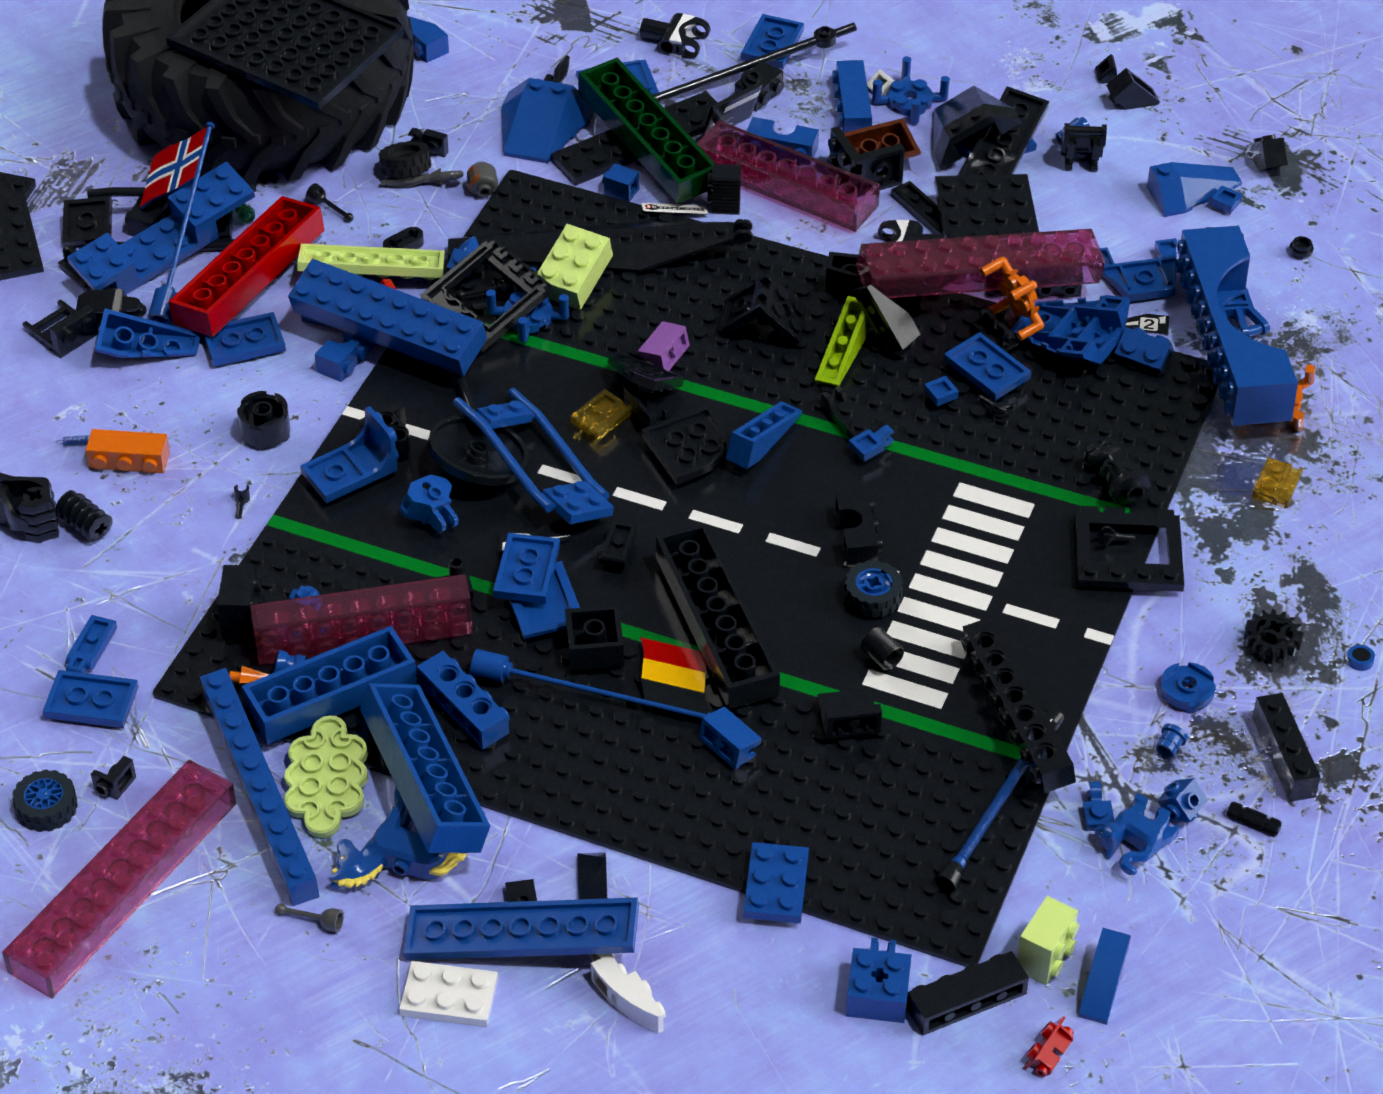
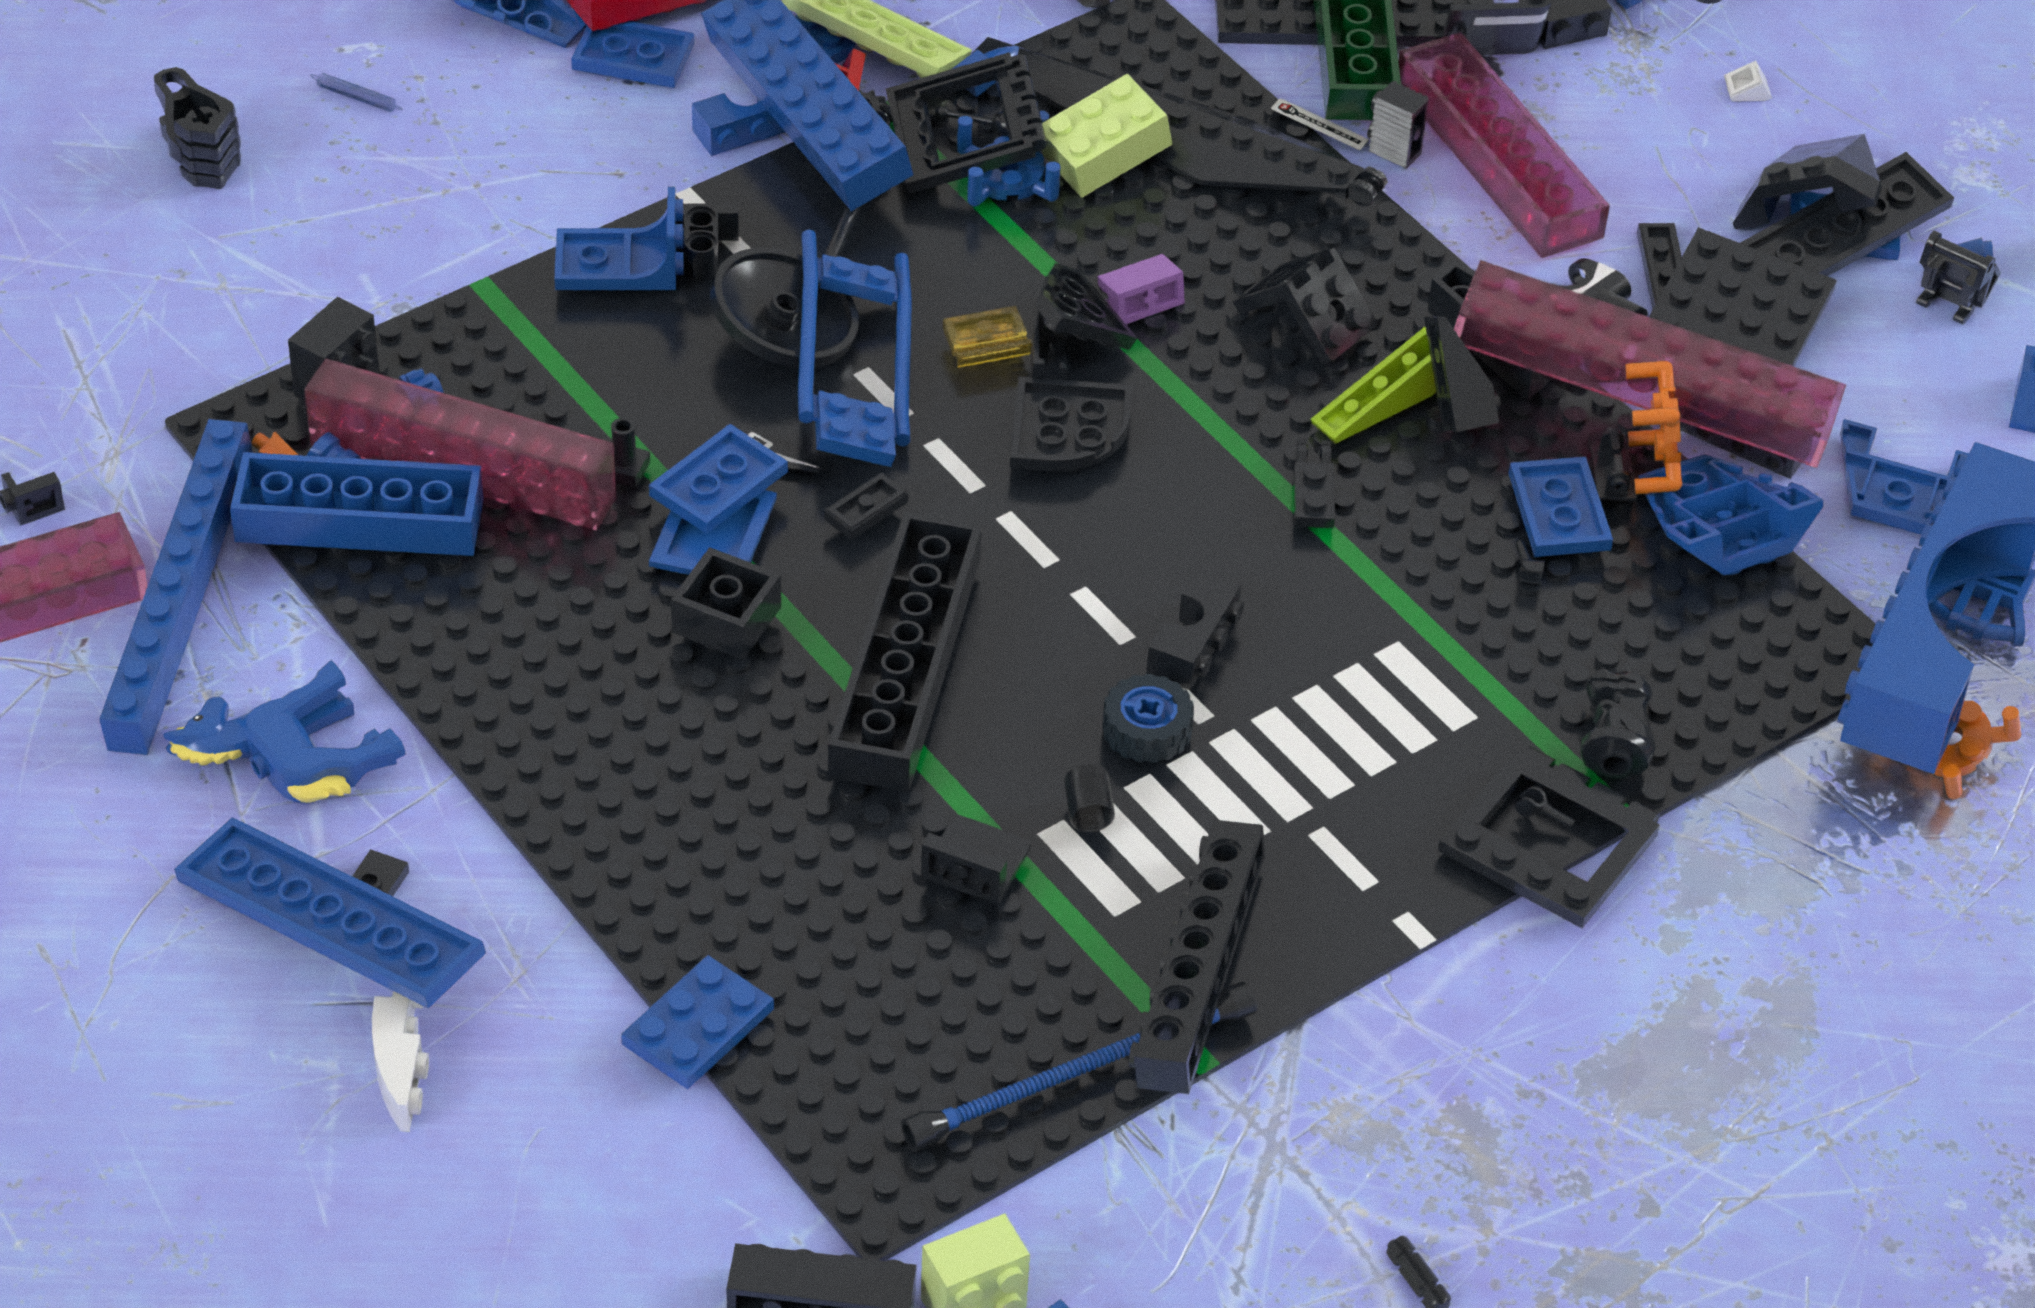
camera: 30 degrees right, 0 degrees up
(83, 515) = (260, 174): black piece -> none
(90, 644) = (139, 329): blue hinge -> none
(90, 698) = (86, 391): blue plate -> none
(127, 451) = (379, 122): orange brick -> none
(241, 498) = (469, 239): black hand -> none
(263, 420) = (565, 156): black brick -> none
(326, 776) = (270, 615): yellowish green plate -> none
(330, 919) = (129, 786): dark grey hinge -> none
(408, 239) = (942, 17): black beam -> none
(424, 769) = (364, 655): blue brick -> none
(430, 504) = (669, 345): blue hinge -> none
(449, 993) = (192, 948): white plate -> none
(463, 699) = (505, 602): blue brick -> none
(592, 875) = (486, 899): black slope -> none
(621, 182) = (1274, 62): blue brick -> none
(670, 677) = (779, 712): flag -> none
(728, 737) = (793, 810): blue hinge -> none
(759, 435) = (1164, 454): blue slope -> none
(802, 139) = (1560, 112): blue arch -> none
(852, 95) = (1686, 83): blue brick -> none
(867, 164) = (1615, 171): black bracket -> none
(870, 444) = (1308, 532): blue plate -> none
(878, 983) = (713, 1210): blue hinge -> none
(882, 136) = (1658, 154): copper slope -> none
(902, 90) = (1766, 102): blue plate -> none
(941, 391) = (1466, 509): blue plate -> none
(1096, 811) = (1209, 1155): blue plate -> none
(1138, 830) = (1236, 1204): blue animal -> none
(1144, 349) = (1804, 583): blue bracket -> none
(1150, 323) = (1851, 554): sticker -> none
(1171, 740) = (1388, 1113): blue piece -> none
(1183, 698) = (1476, 1076): blue plate -> none
(1183, 799) = (1327, 1197): blue brick -> none
(1273, 635) = (1659, 1048): black gear -> none
(1277, 482) = (1854, 852): clear yellow plate -> none
(1286, 747) = (1541, 1203): black brick -> none
(1360, 657) = (1768, 1142): blue tile -> none

